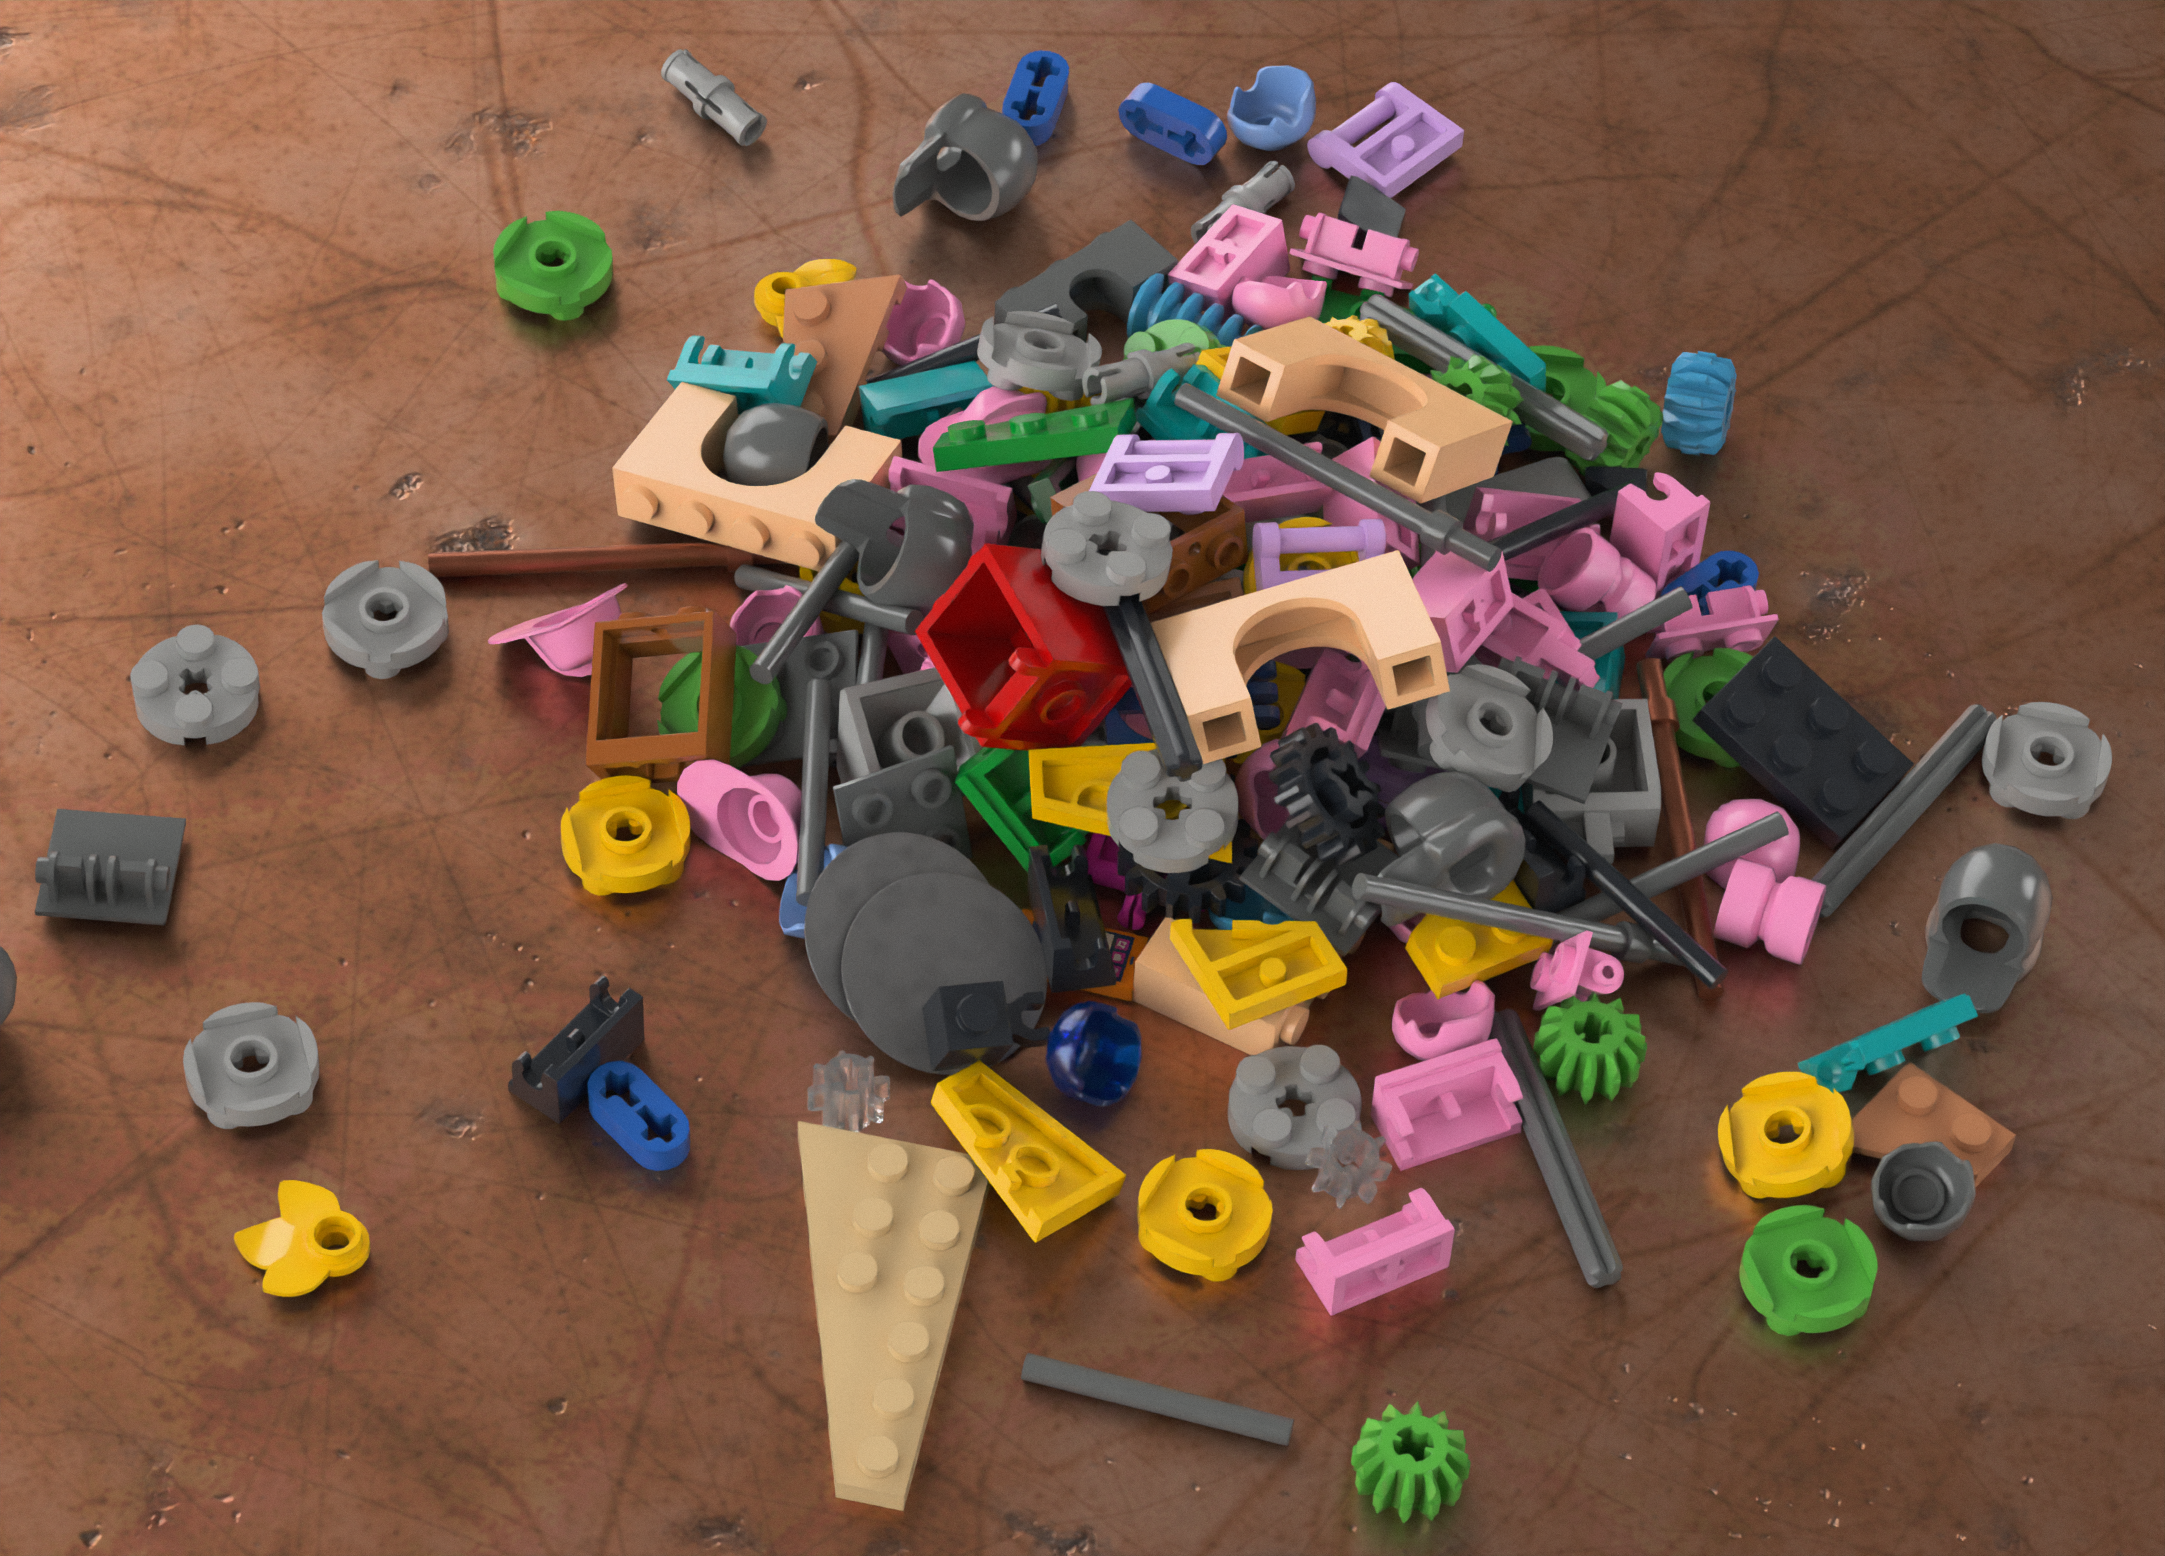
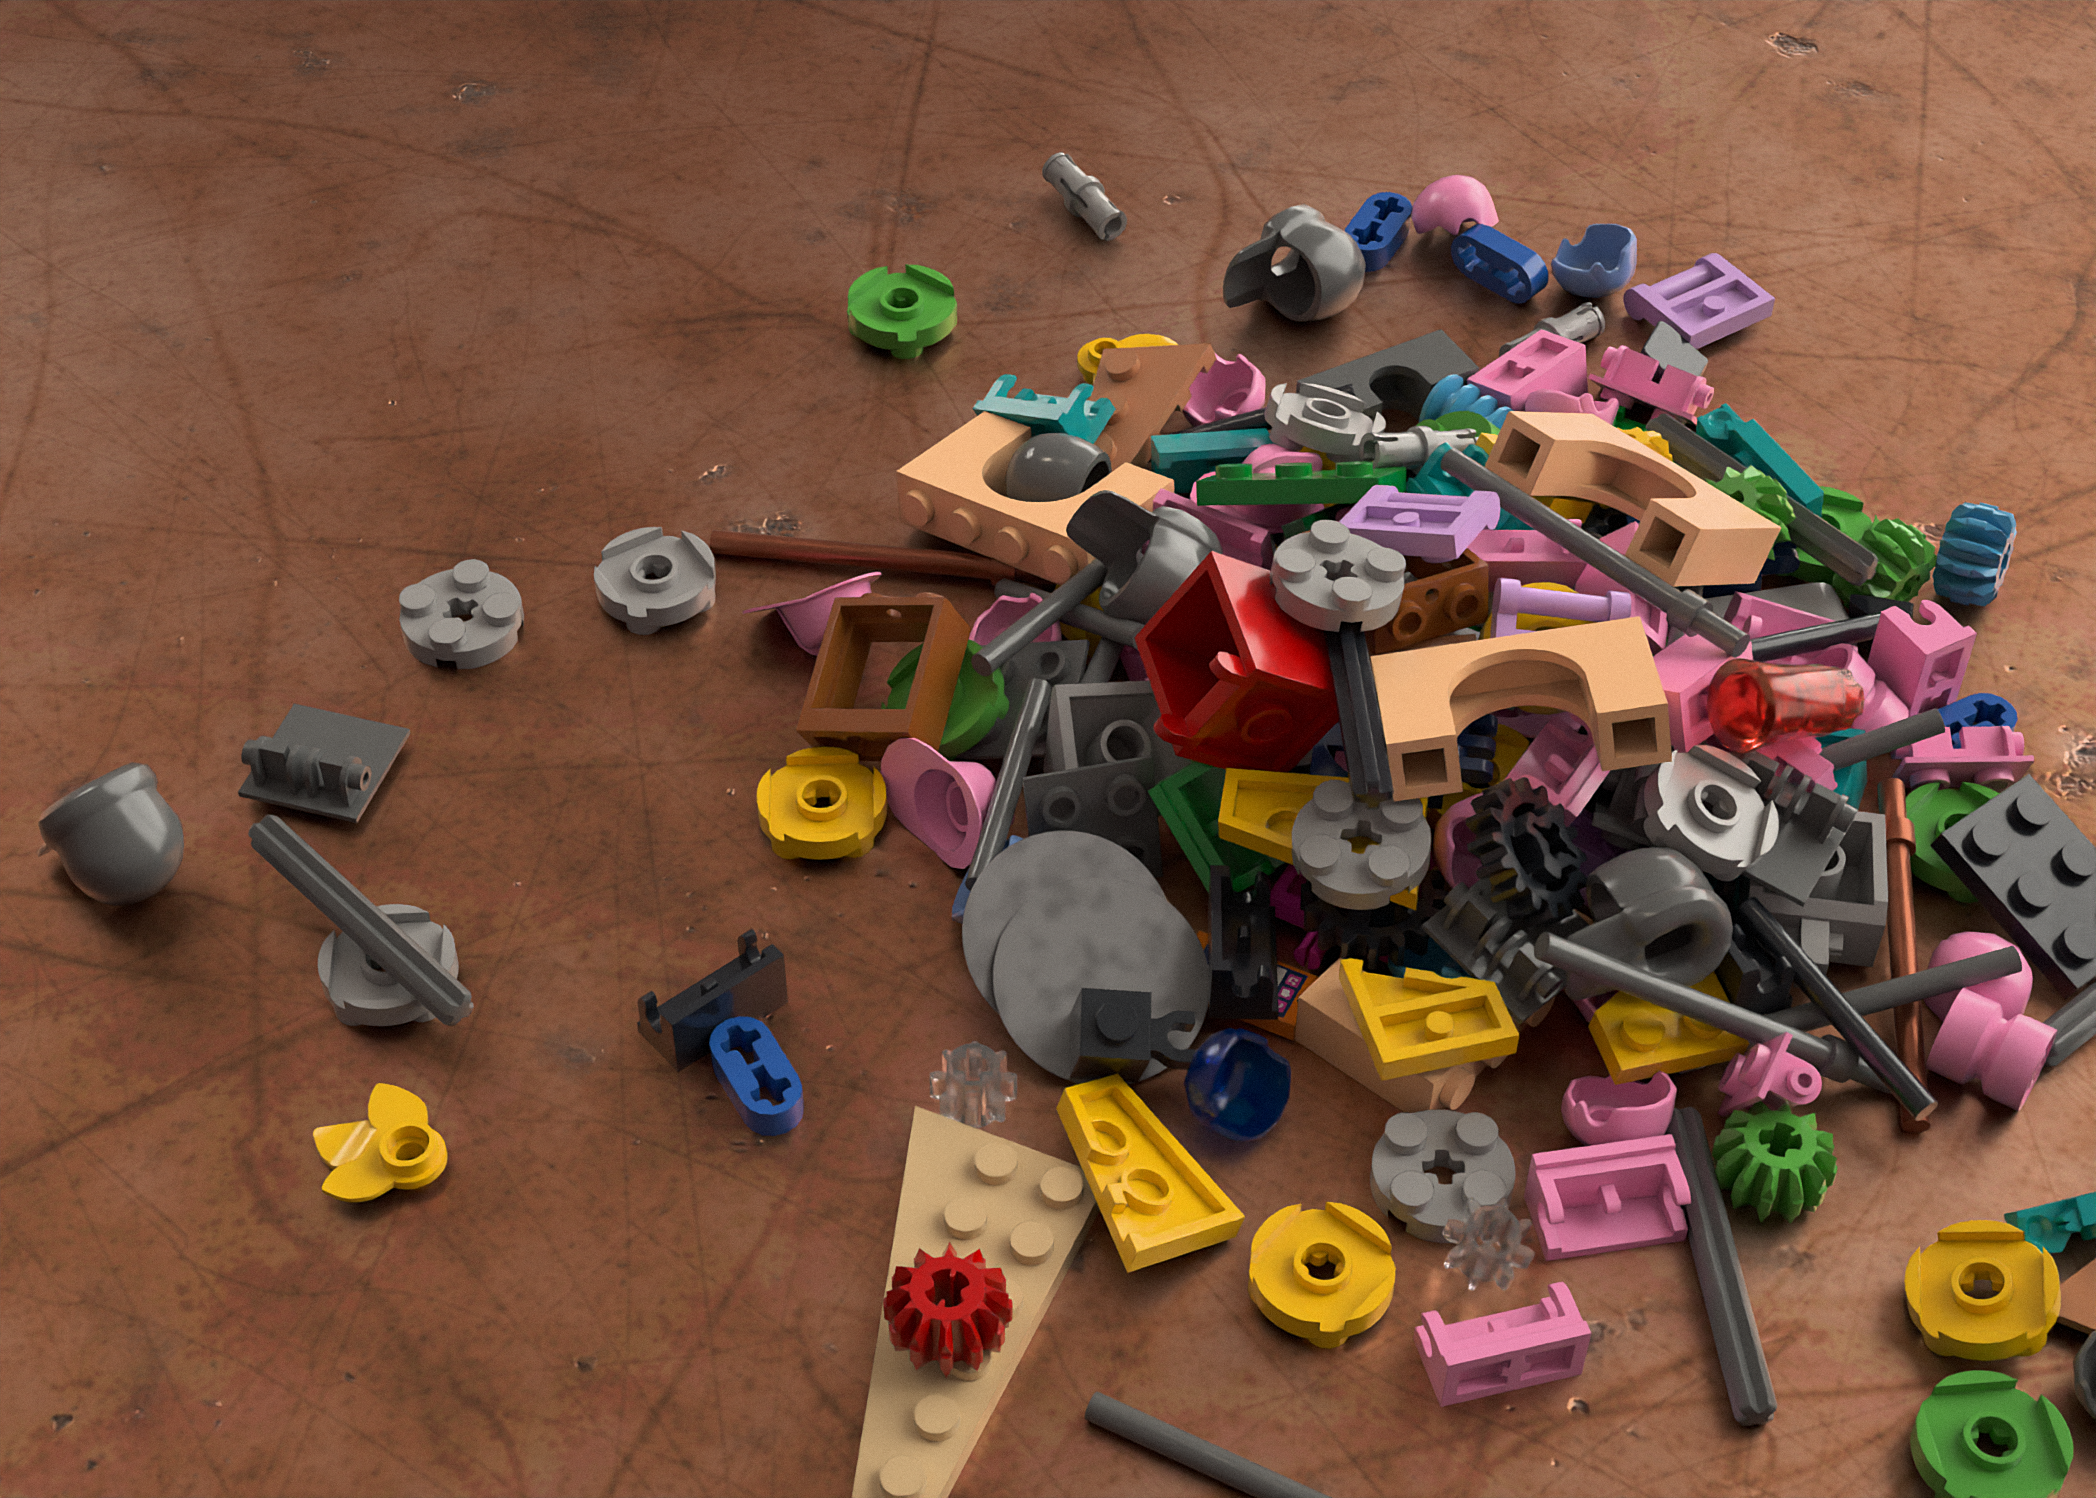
camera: 15 degrees right, 5 degrees down
(216, 1024) = (361, 920): none -> dark grey axle
(885, 1302) = (948, 1309): none -> red gear
(1111, 61) = (1453, 202): none -> bright pink hair
(1535, 611) = (1770, 703): none -> clear red plant

